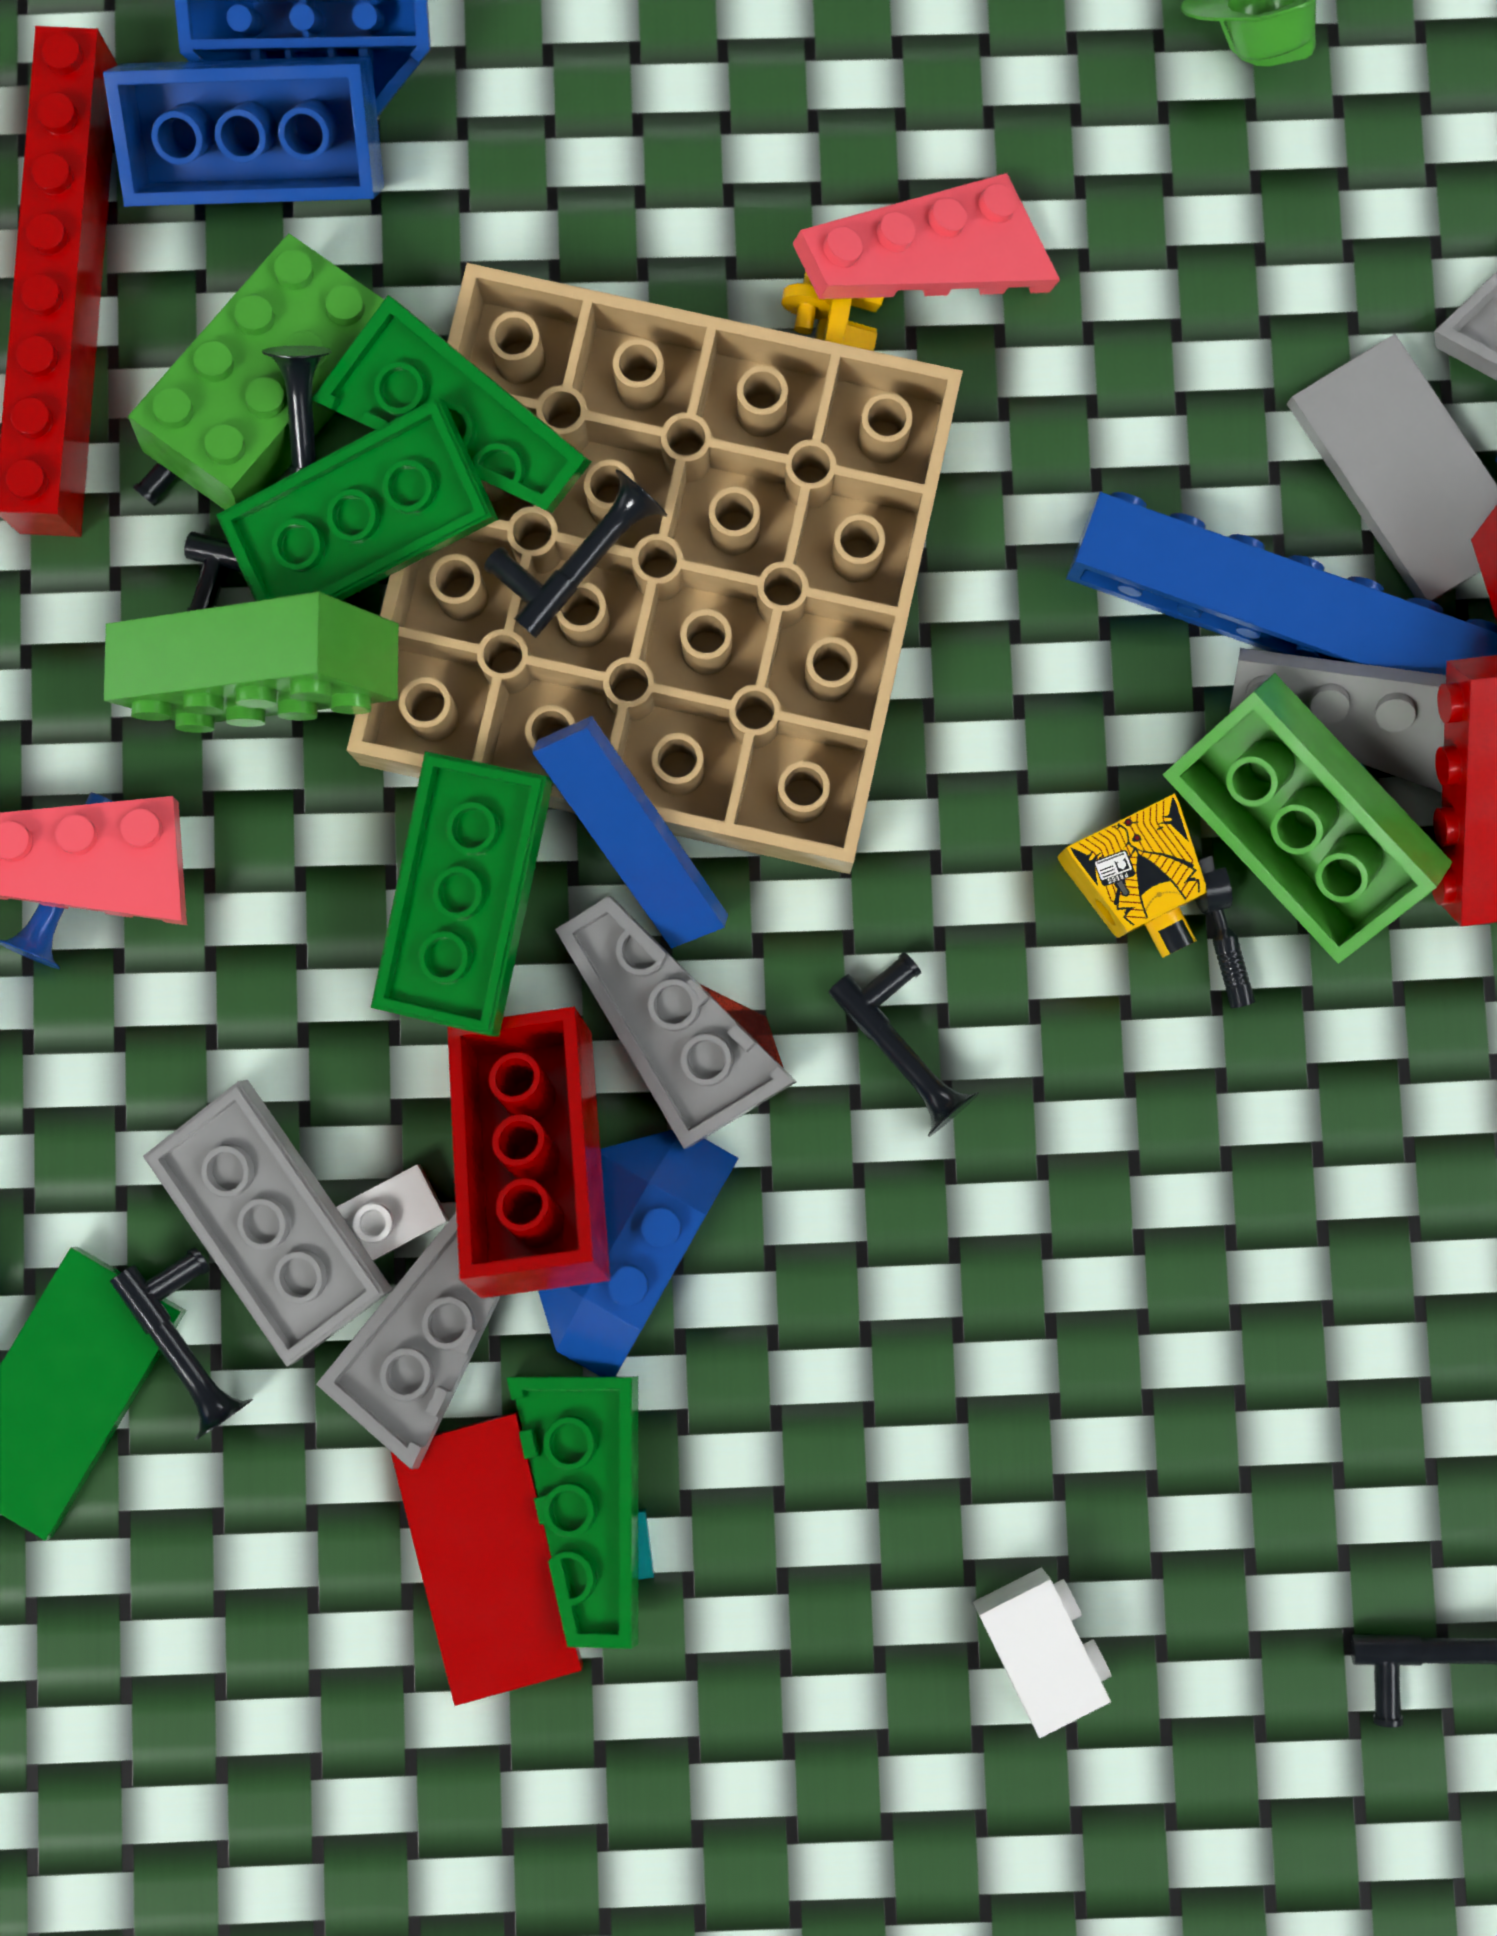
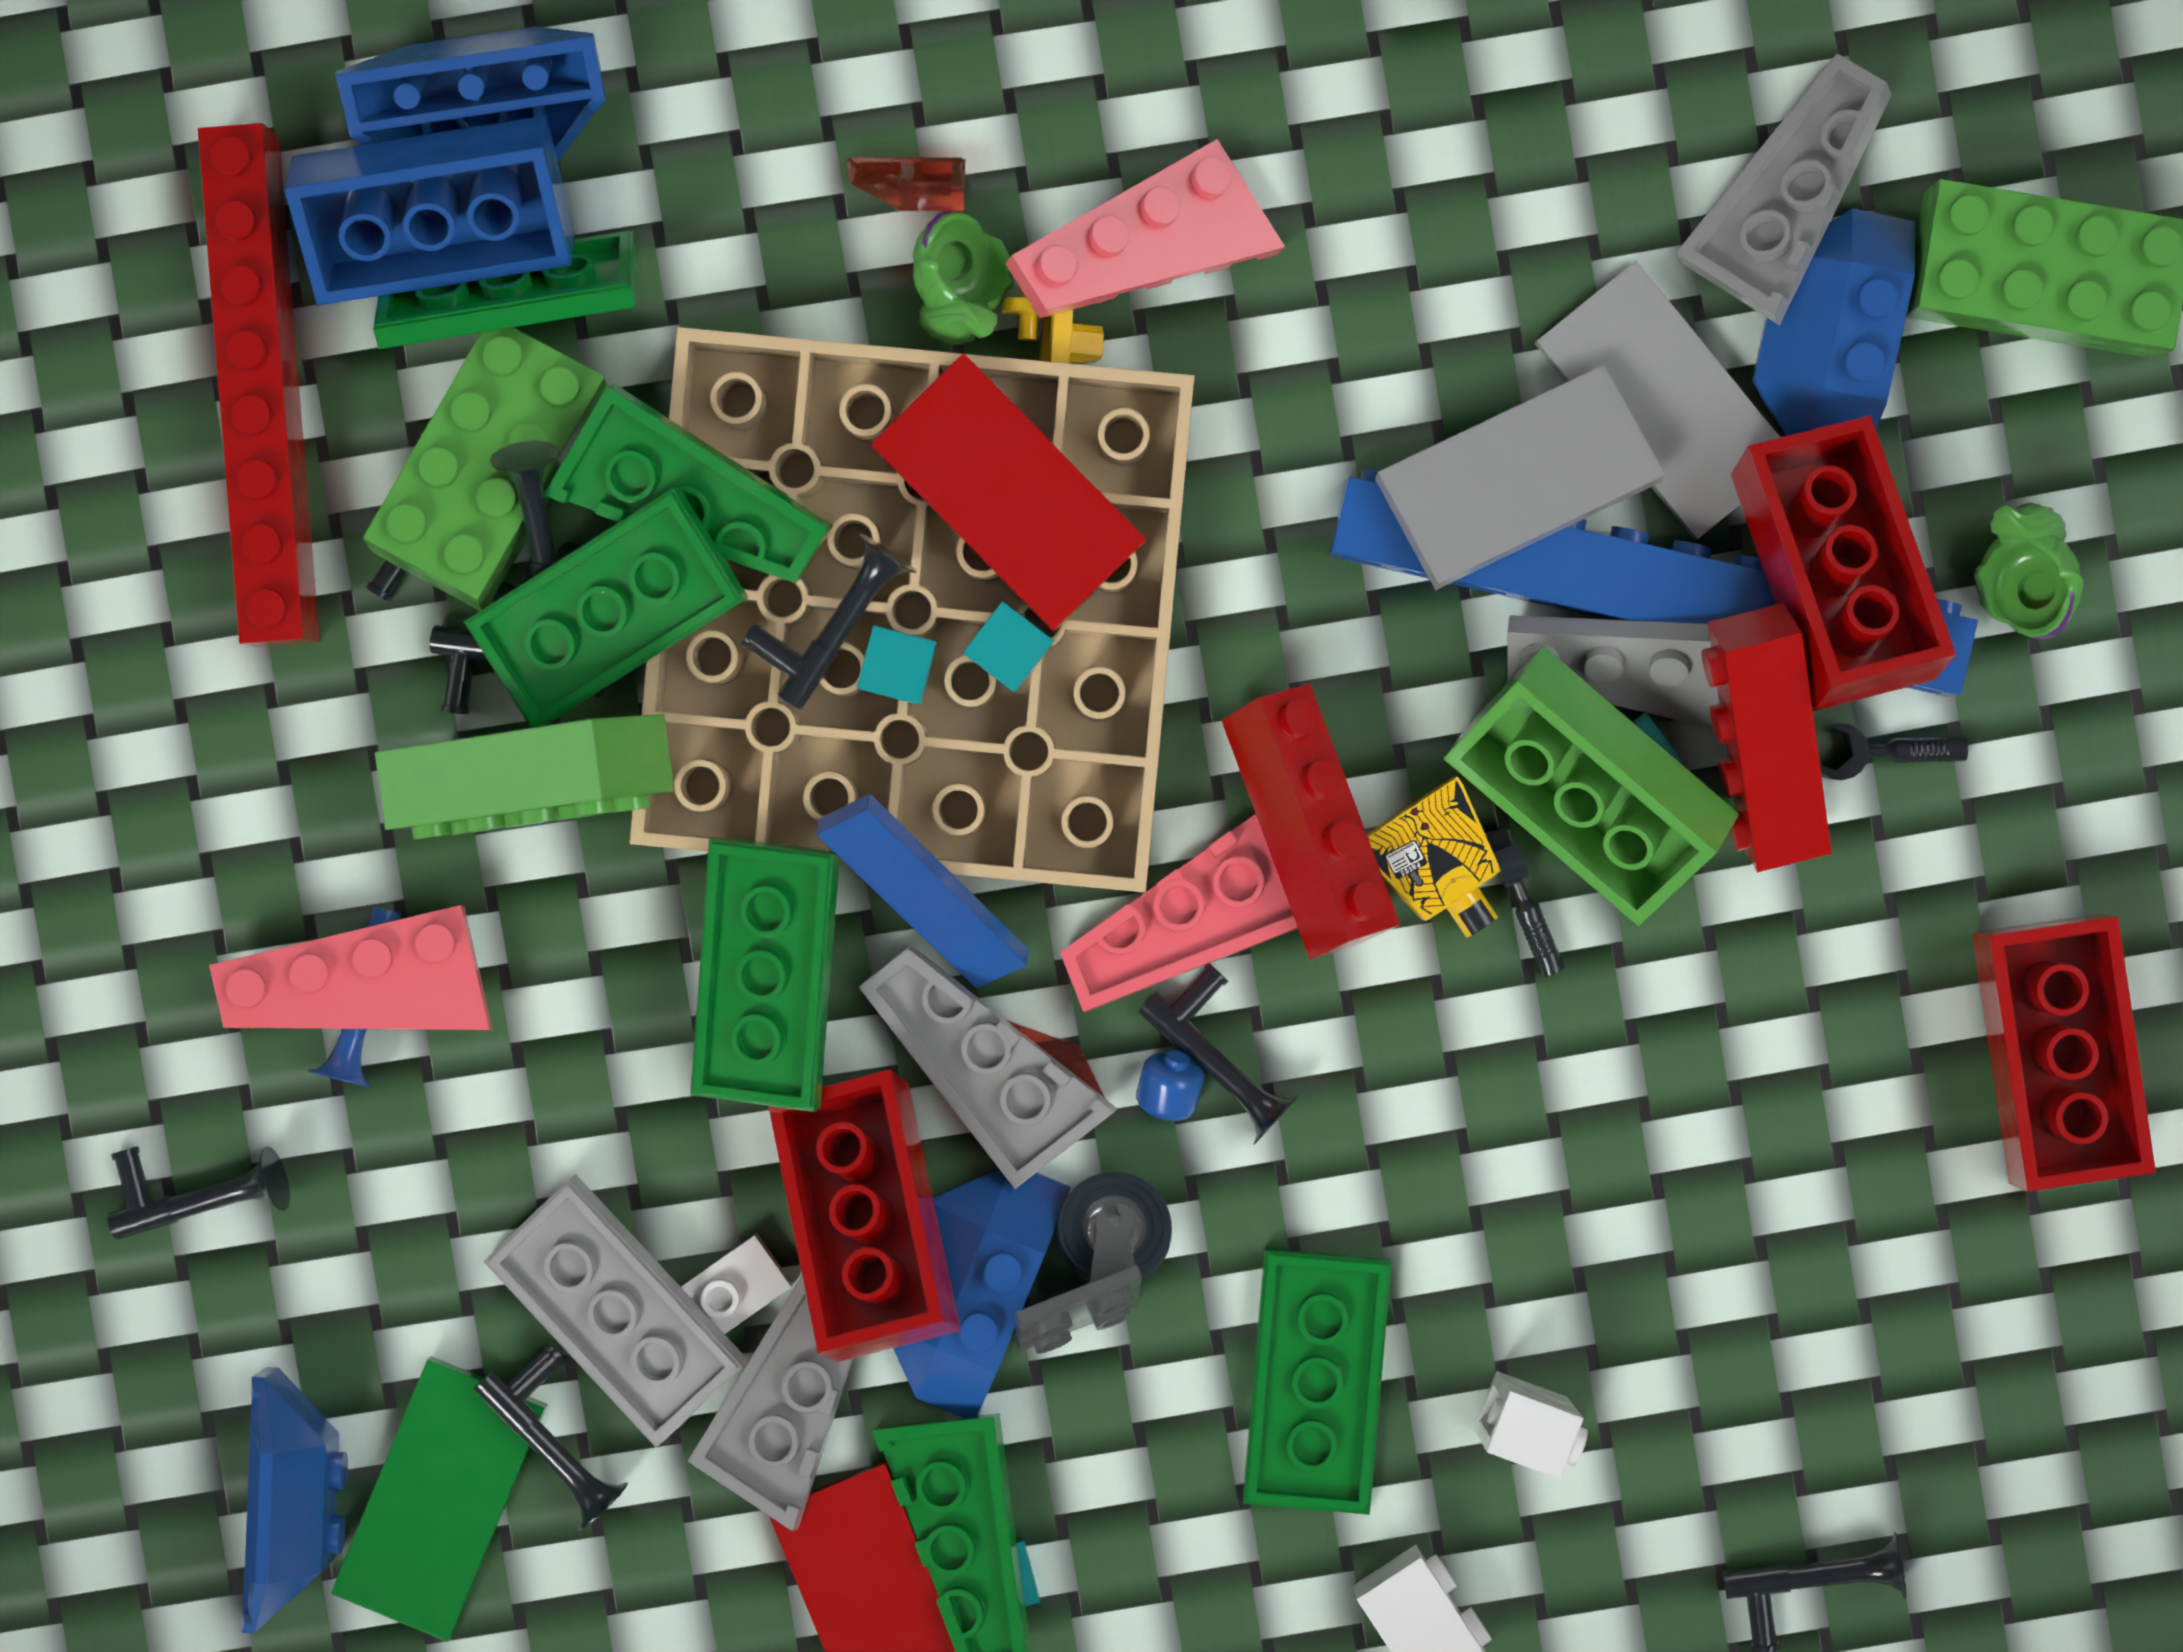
camera: 10 degrees left, 5 degrees up
(387, 214) = (596, 282): none -> green tile
(635, 606) = (897, 665): none -> teal tile
(710, 173) = (912, 181): none -> clear red tile
(744, 262) = (959, 278): none -> bright green hair
(748, 603) = (1008, 647): none -> teal tile
(768, 455) = (1008, 492): none -> red tile
(774, 1209) = (1113, 1237): none -> plate
(851, 1067) = (1170, 1085): none -> blue piece
(917, 897) = (1187, 920): none -> coral wing
(961, 1387) = (1317, 1381): none -> green tile
(1024, 819) = (1310, 821): none -> red brick
(1179, 1457) = (1531, 1426): none -> white brick
(1266, 512) = (1519, 477): none -> light grey tile

